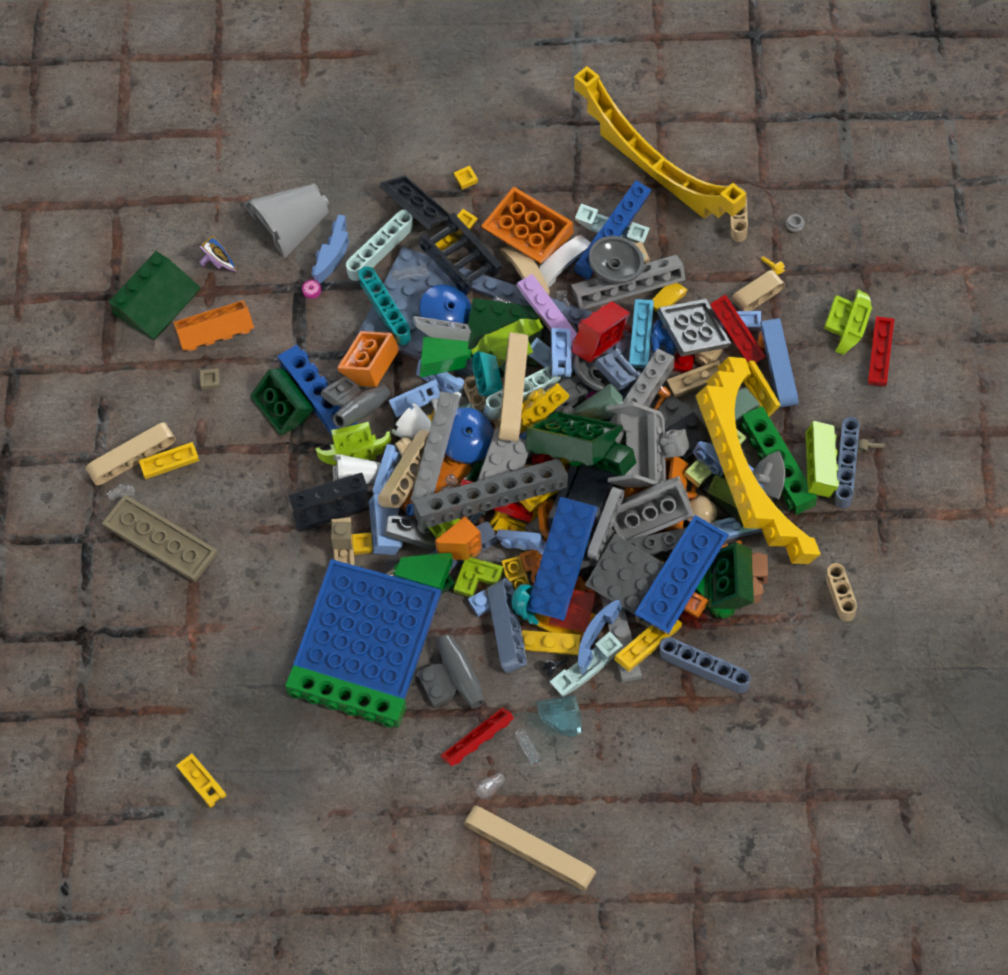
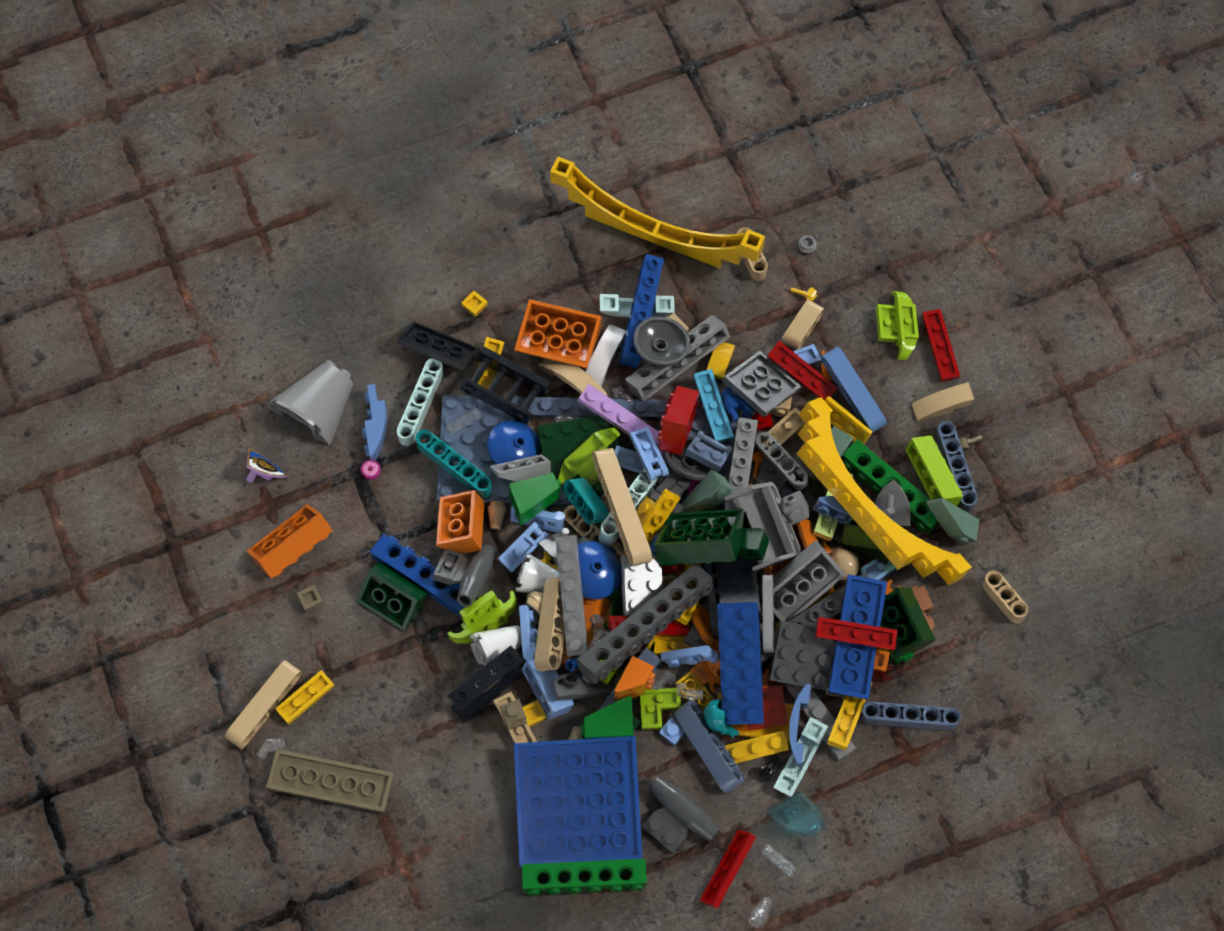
camera: 25 degrees left, 5 degrees up
(154, 296) = (217, 531): dark green slope -> none
(405, 363) = (496, 514): none -> tan cone
(503, 569) = (688, 693): none -> clear arm
(679, 569) = (856, 633): none -> red plate
(680, 401) = (783, 459): none -> light grey beam
(821, 507) = (955, 521): none -> sand green slope
(860, 401) = (943, 402): none -> tan slope

